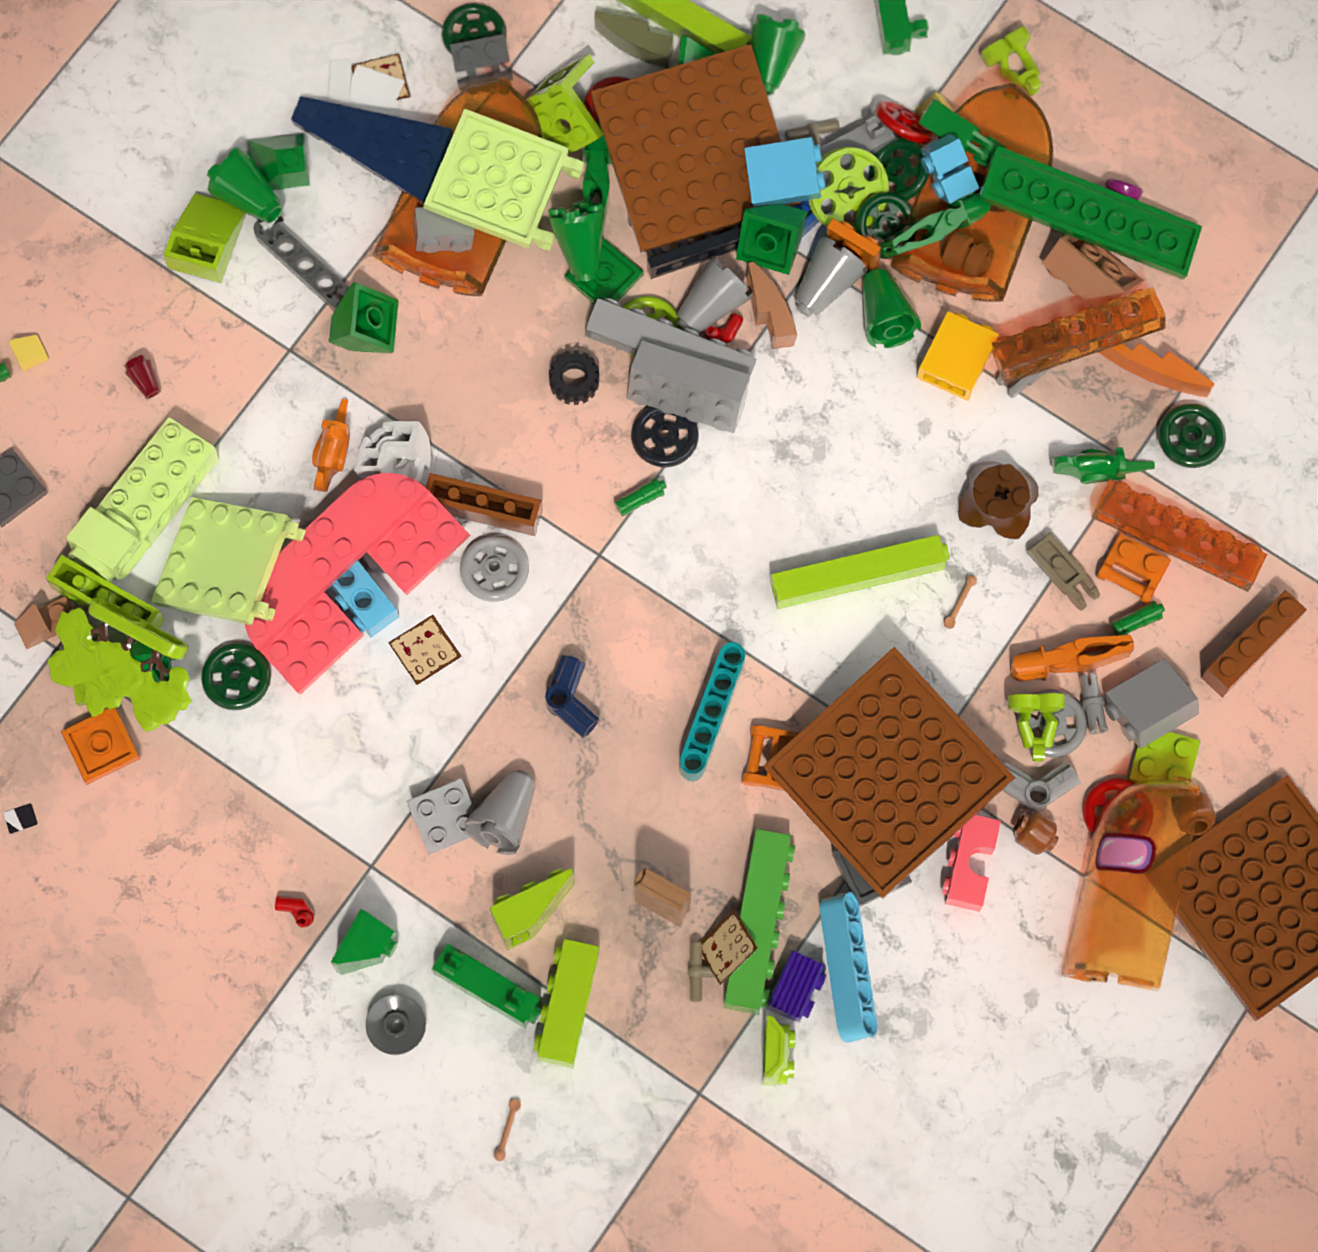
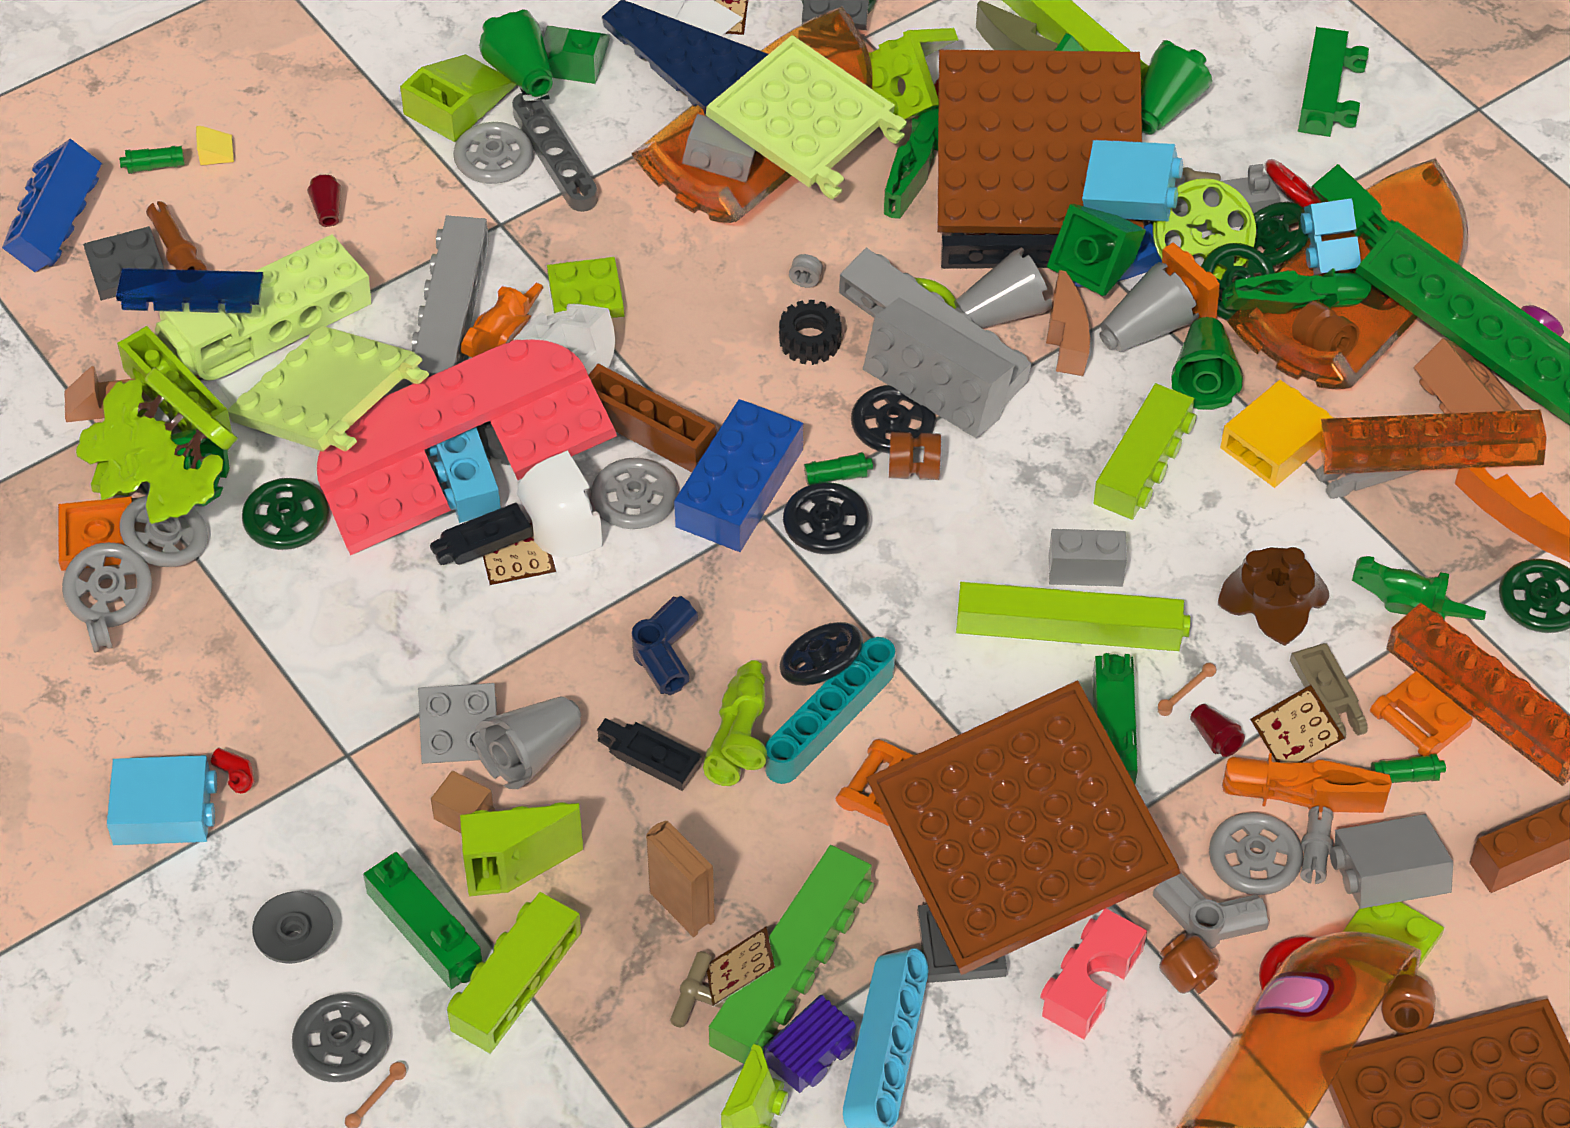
camera: 20 degrees right, 20 degrees down
(48, 465) = (179, 251): none -> dark orange pin
(77, 517) = (199, 288): none -> clear blue windscreen
(134, 813) = (95, 557): none -> light grey plate
(138, 744) = (172, 533): none -> light grey plate
(143, 832) = (98, 634): none -> light grey bush
(254, 955) = (161, 800): none -> medium azure brick
(264, 304) = (493, 152): none -> light grey plate
(284, 442) = (450, 292): none -> light grey brick
(364, 321) = (595, 213): green slope -> none
(364, 944) = (292, 823): green slope -> none
(383, 393) = (586, 283): none -> lime plate
(396, 647) = (482, 535): none -> black hinge
(449, 608) = (560, 507): none -> white brick
(477, 883) = (457, 797): none -> medium nougat brick
(481, 1113) = (352, 1065): none -> dark grey plate
(549, 321) = (805, 270): none -> light grey bush
(570, 529) = (739, 475): none -> blue brick
(579, 236) = (871, 188): green cone -> none
(594, 791) = (650, 752): none -> black hinge
(613, 279) = (893, 239): green tile -> none
(648, 735) = (733, 743): none -> lime piece
(663, 526) = (825, 509): none -> black plate
(686, 472) = (901, 455): none -> dark orange wheel
(690, 668) = (821, 654): none -> black plate
(727, 333) = (1015, 336): red arm -> none
(854, 516) = (1087, 557): none -> light grey brick
(864, 405) = (1144, 452): none -> lime brick
(918, 643) = (1116, 705): none -> green brick
(994, 632) = (1218, 731): none -> dark red cone
(1014, 43) = (1456, 154): lime piece -> none
(1045, 704) = (1229, 813): lime piece -> none
(1050, 611) = (1297, 727): none -> tan sticker

